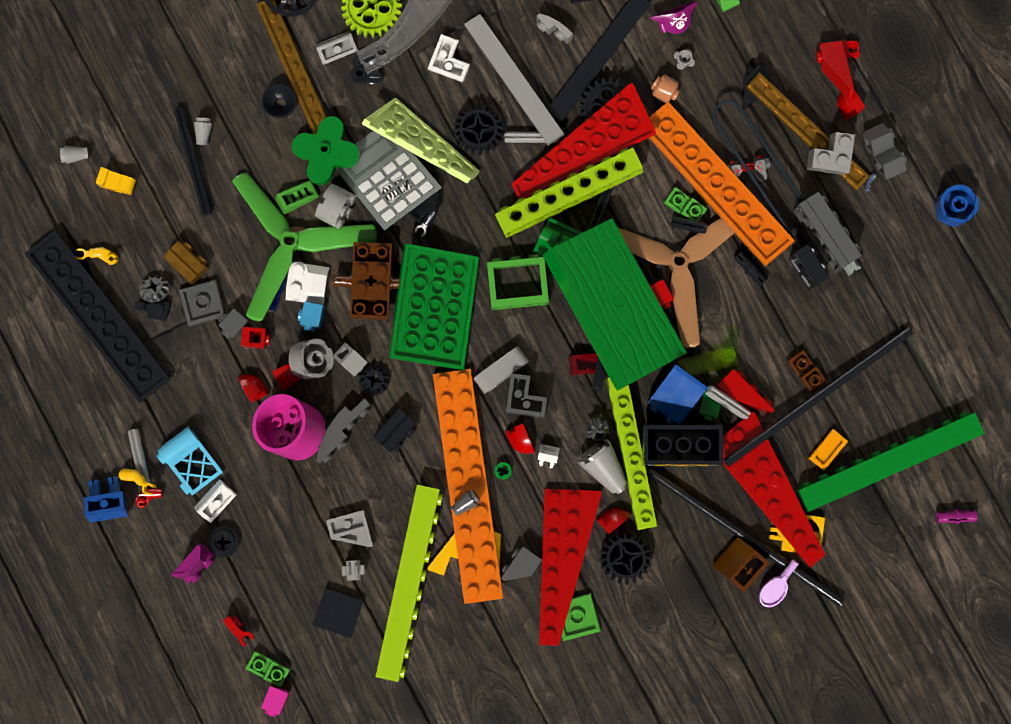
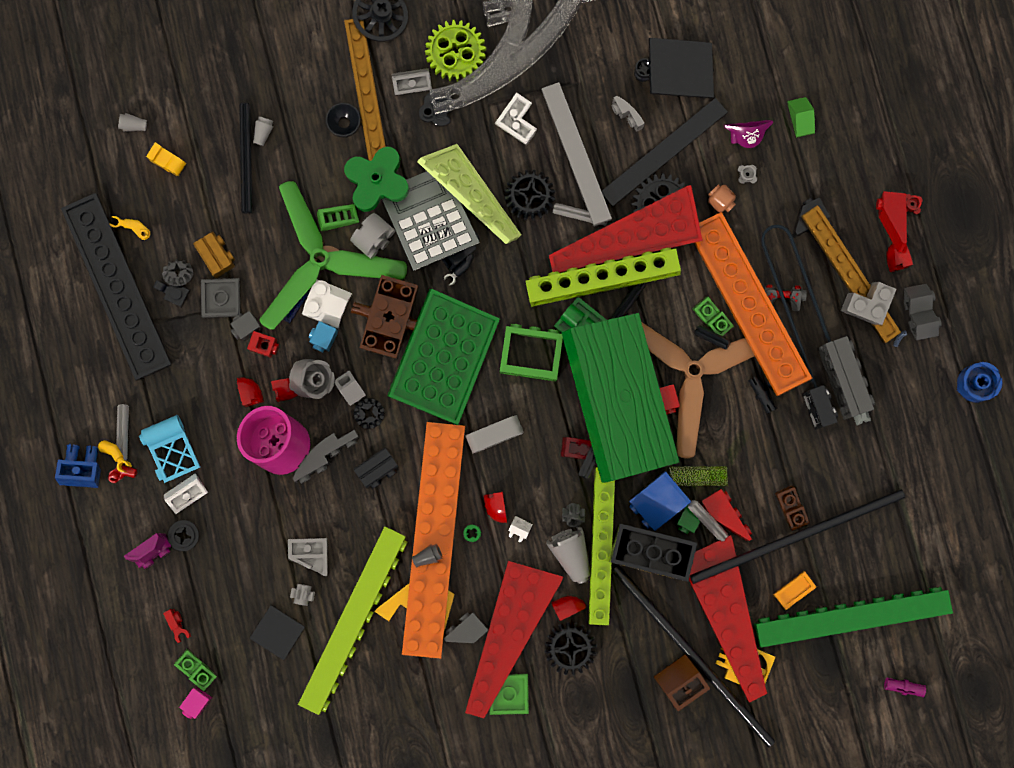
camera: 10 degrees right, 0 degrees up
(520, 402) = (504, 468): dark grey brick -> none
(776, 588) = (711, 714): lavender piece -> none

